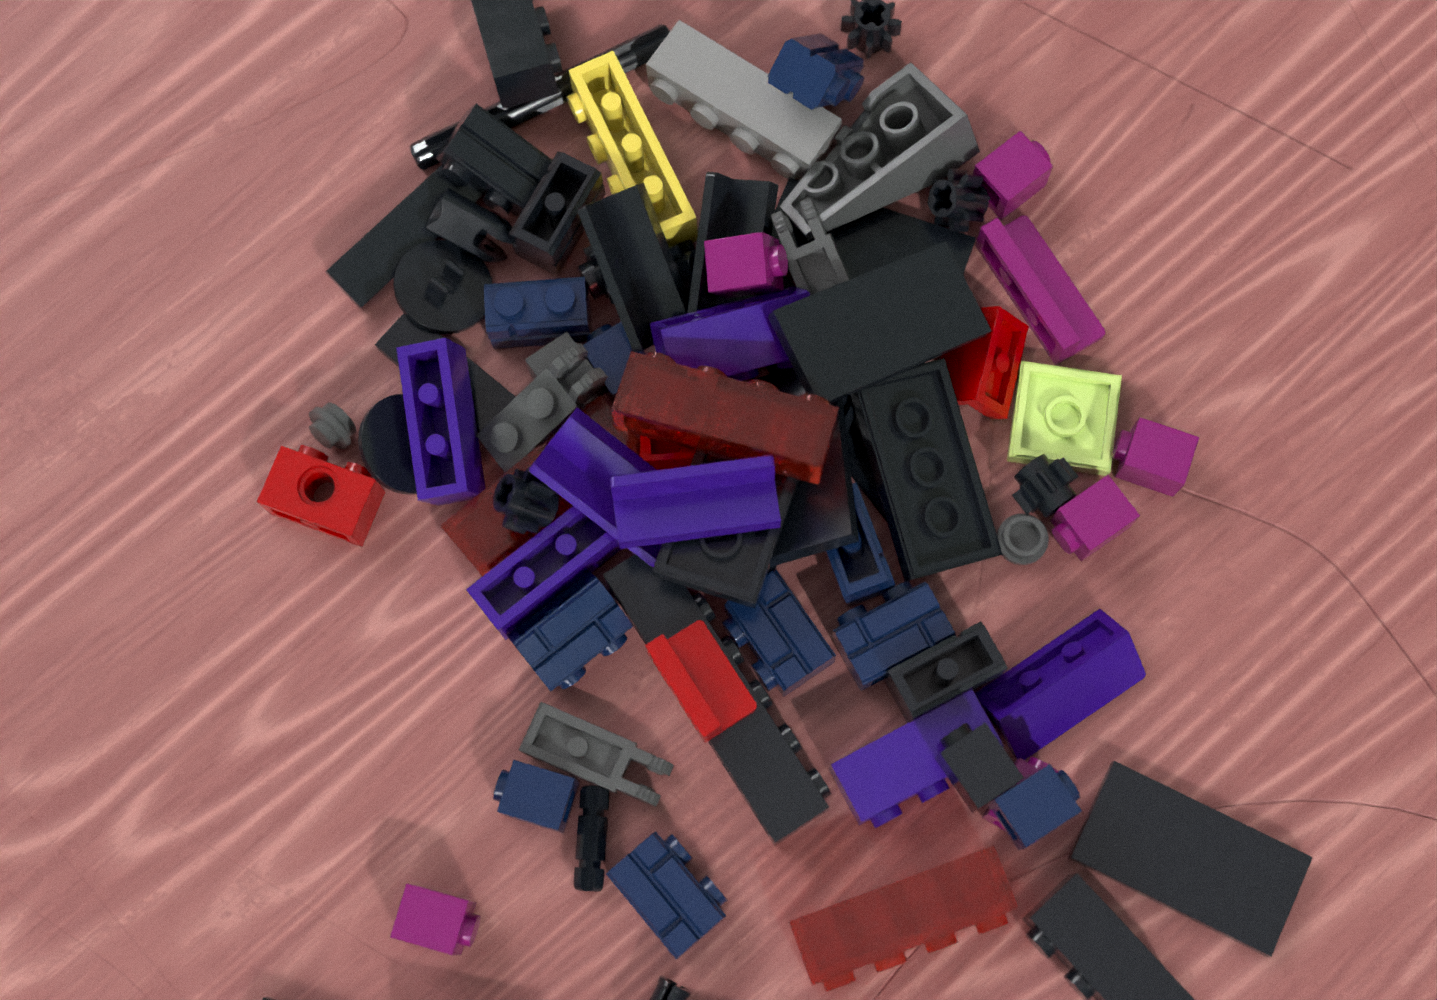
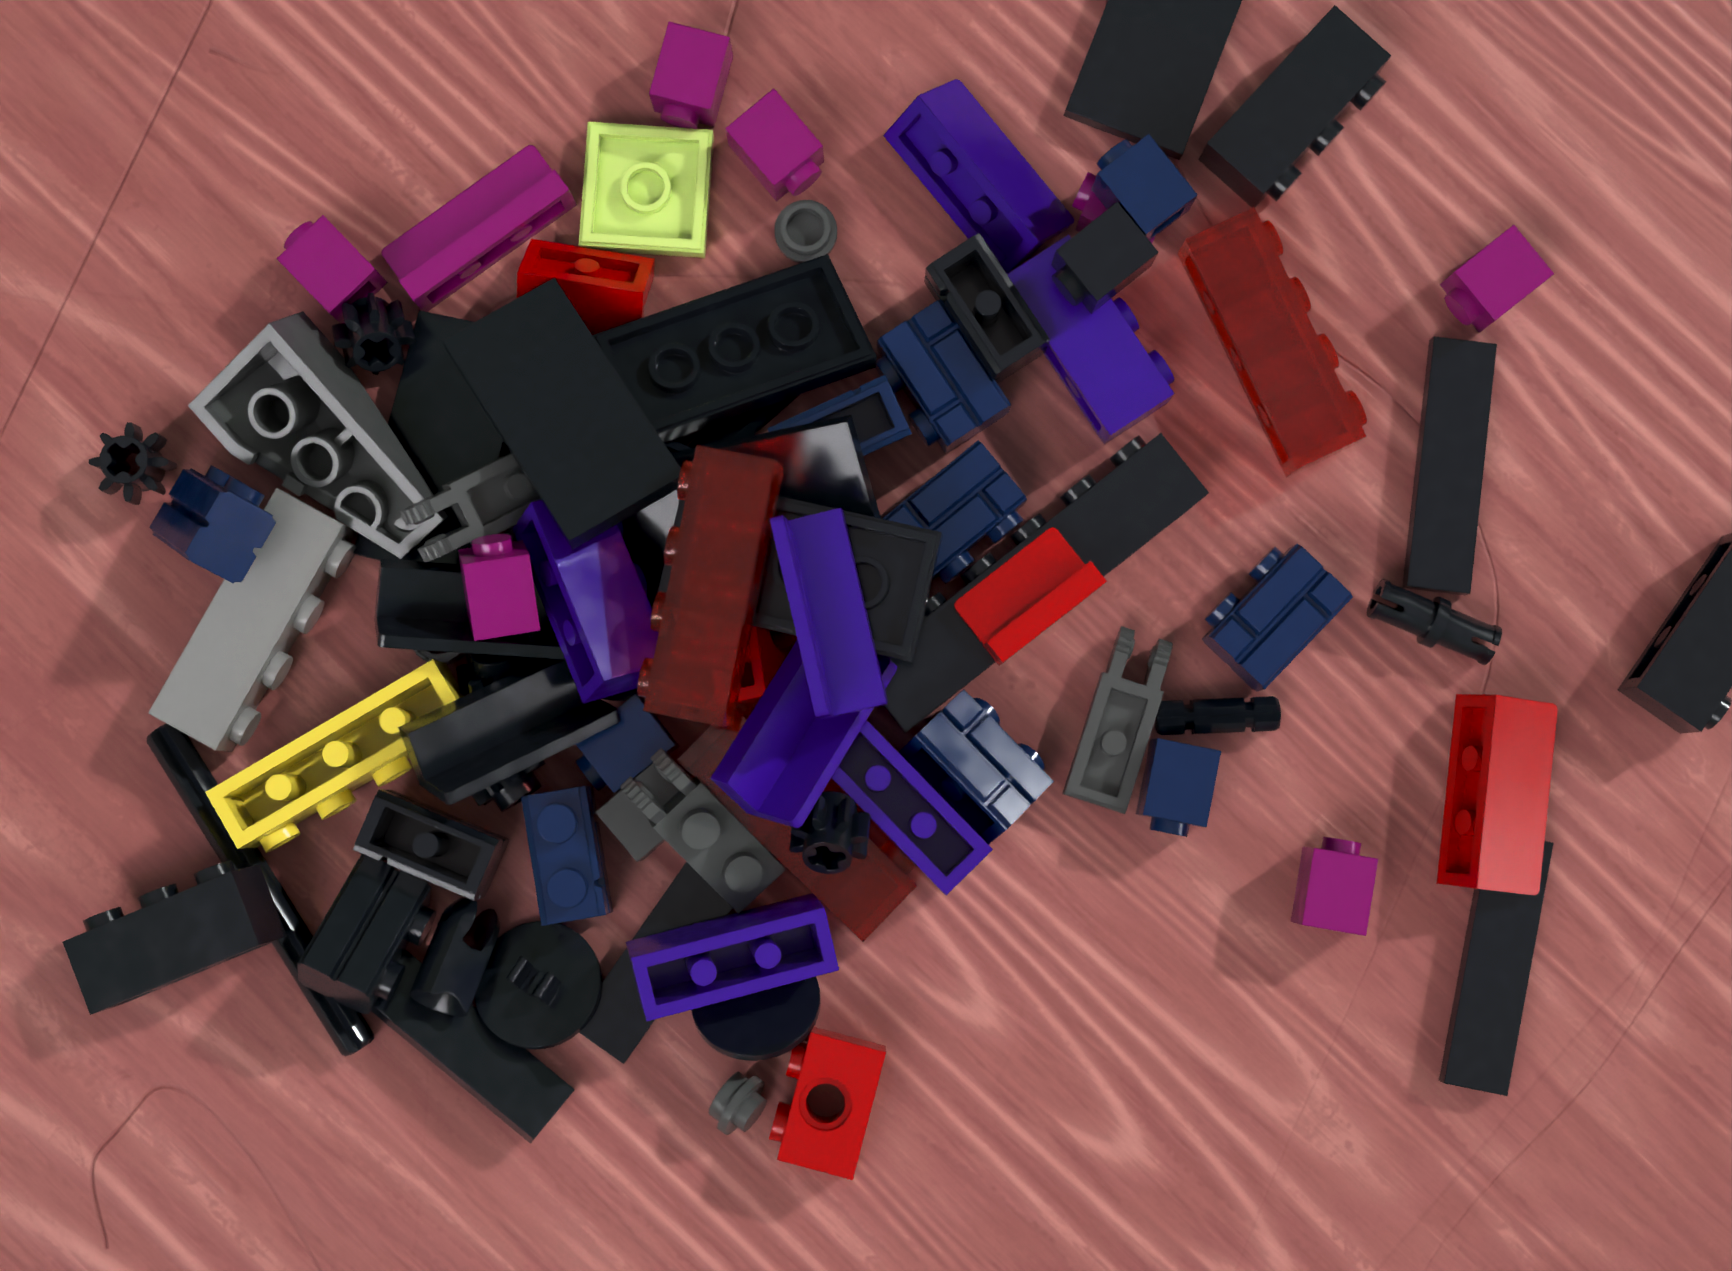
camera: 100 degrees left, 10 degrees up
(1044, 485) = (741, 205): black gear -> none

